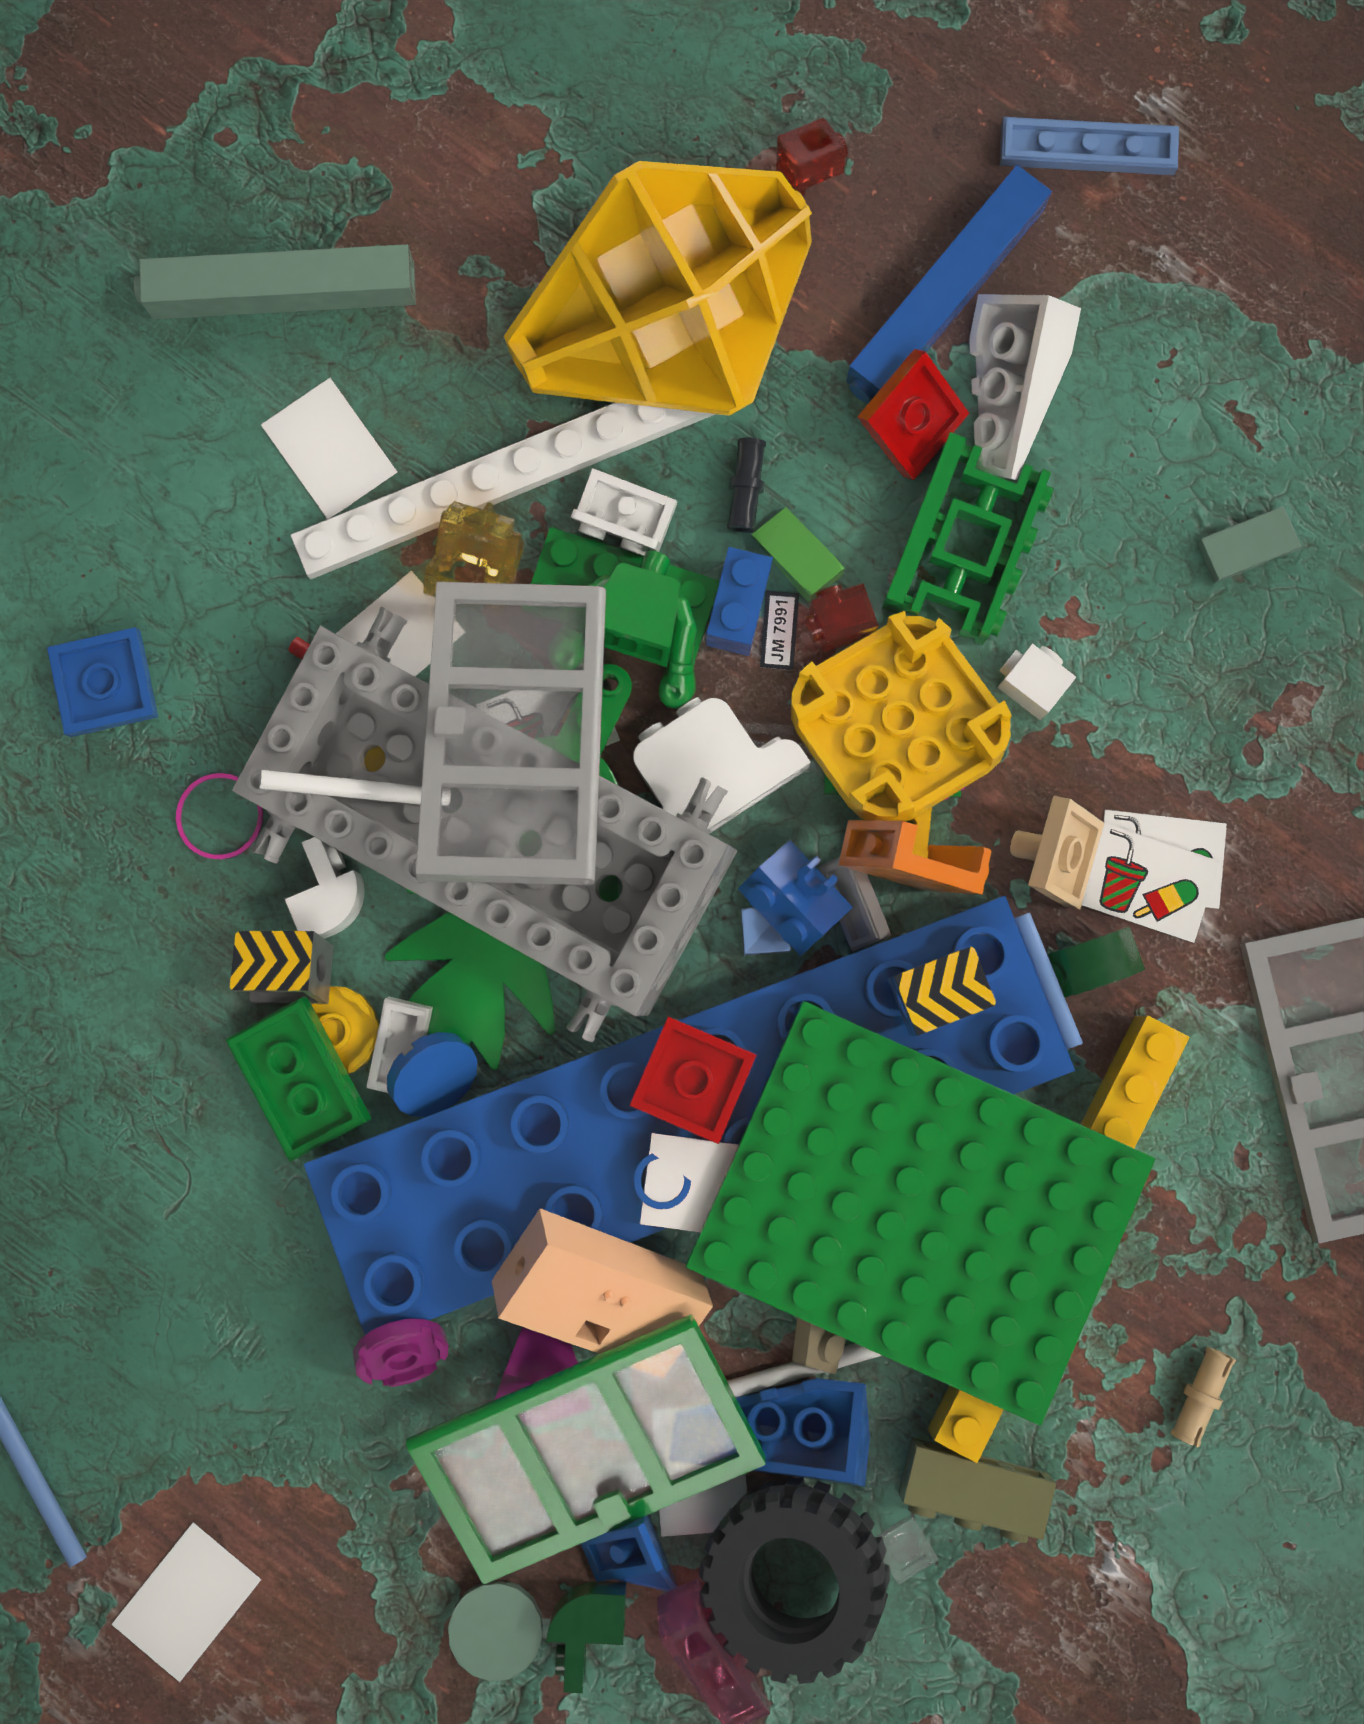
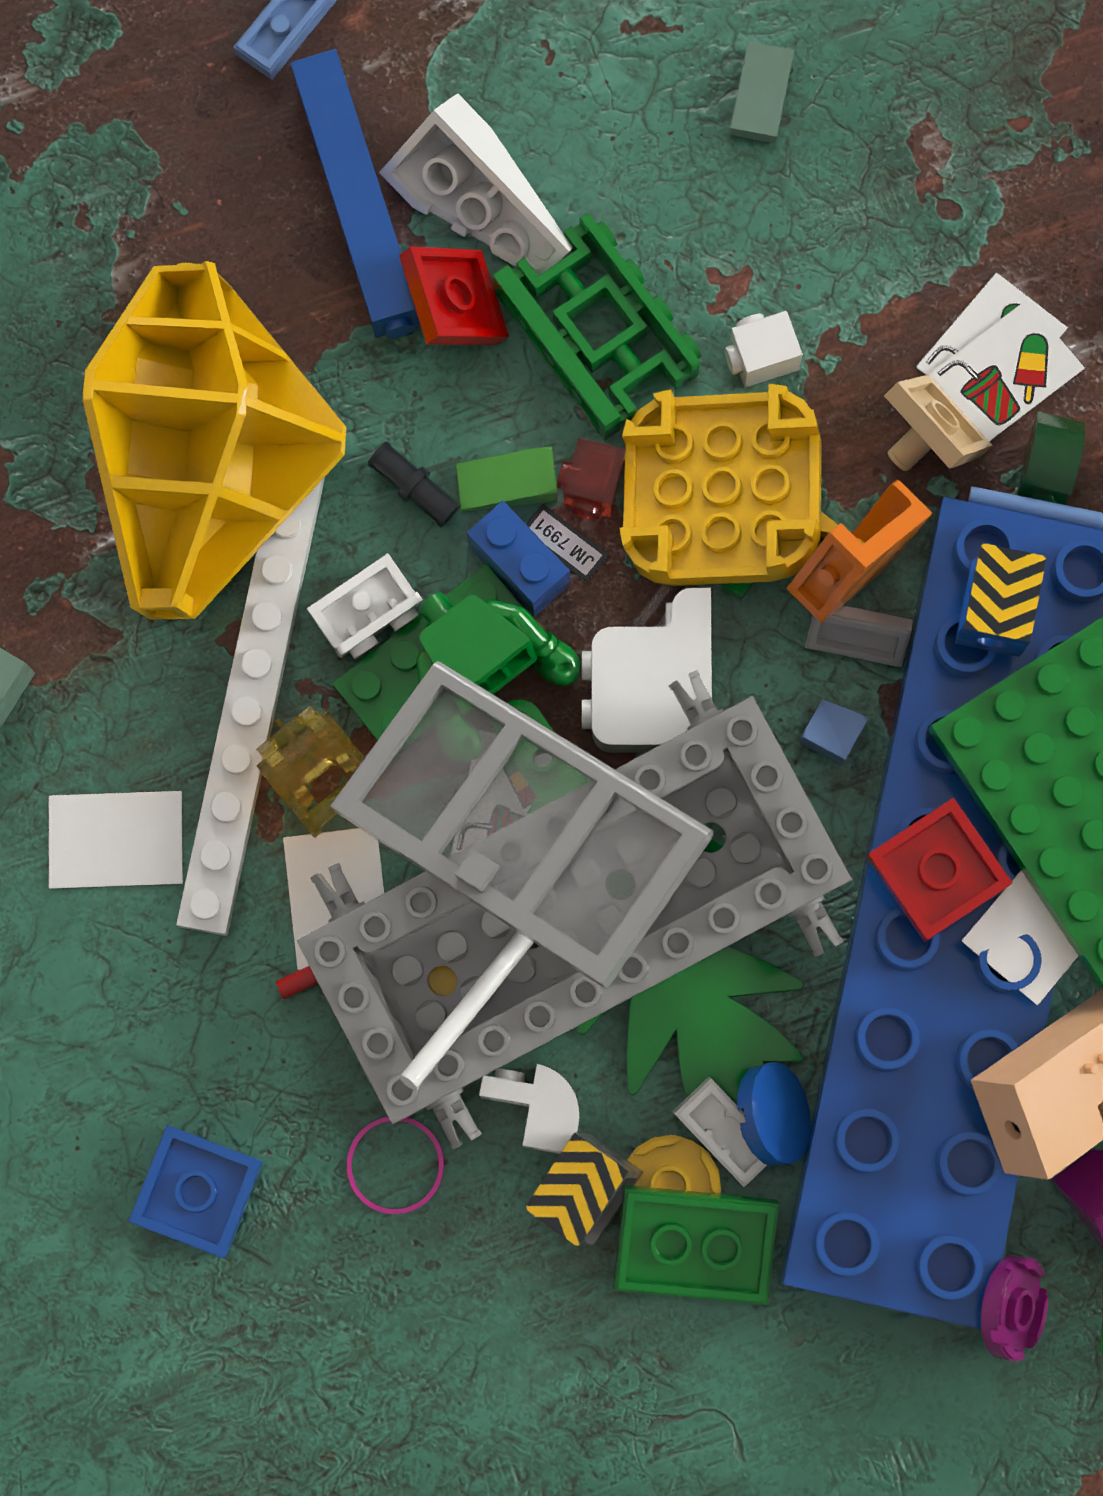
camera: 55 degrees left, 5 degrees down
(795, 897) = (823, 681): blue brick -> none
(810, 154) = (151, 232): clear red brick -> none

